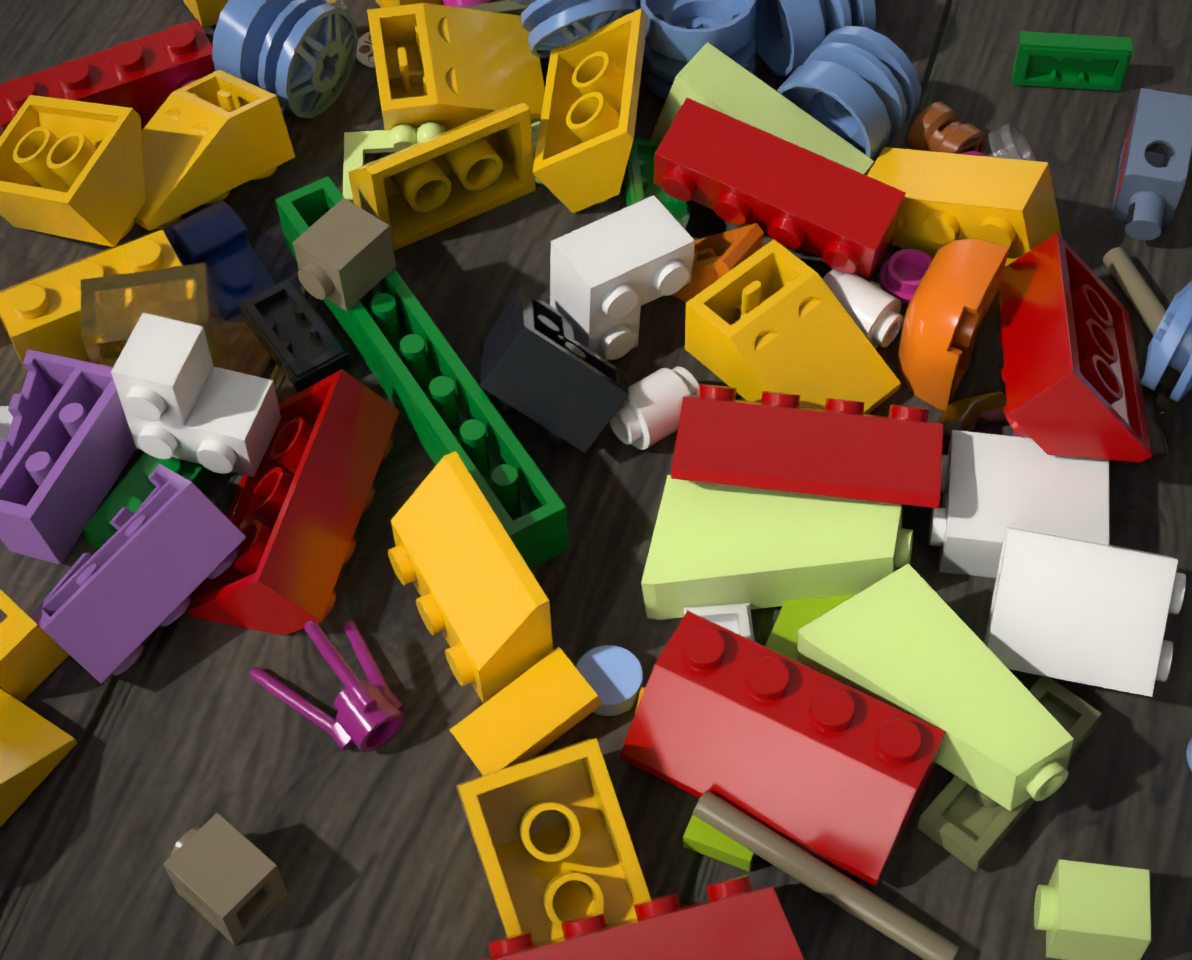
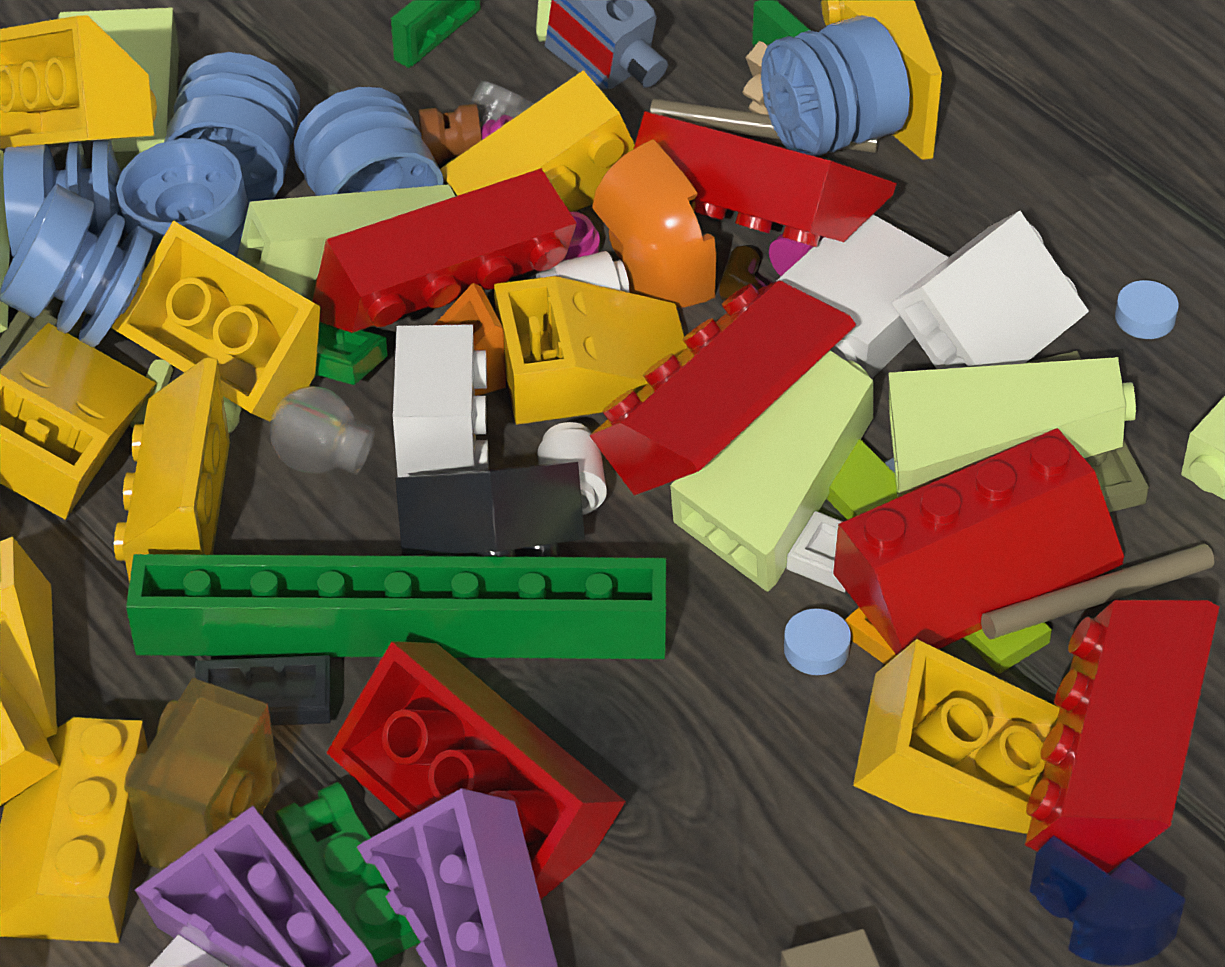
camera: 60 degrees left, 5 degrees down
(187, 405) = (327, 777): white brick -> none
(220, 240) = (106, 688): clear blue brick -> none
(344, 254) = (272, 571): dark tan brick -> none
(365, 713) = (730, 817): magenta plant -> none
(380, 141) = (90, 504): yellowish green piece -> none
(470, 580) = (671, 667): yellow slope -> none
(527, 714) = (819, 708): yellow tile -> none
(557, 213) = (319, 432): none -> clear piece

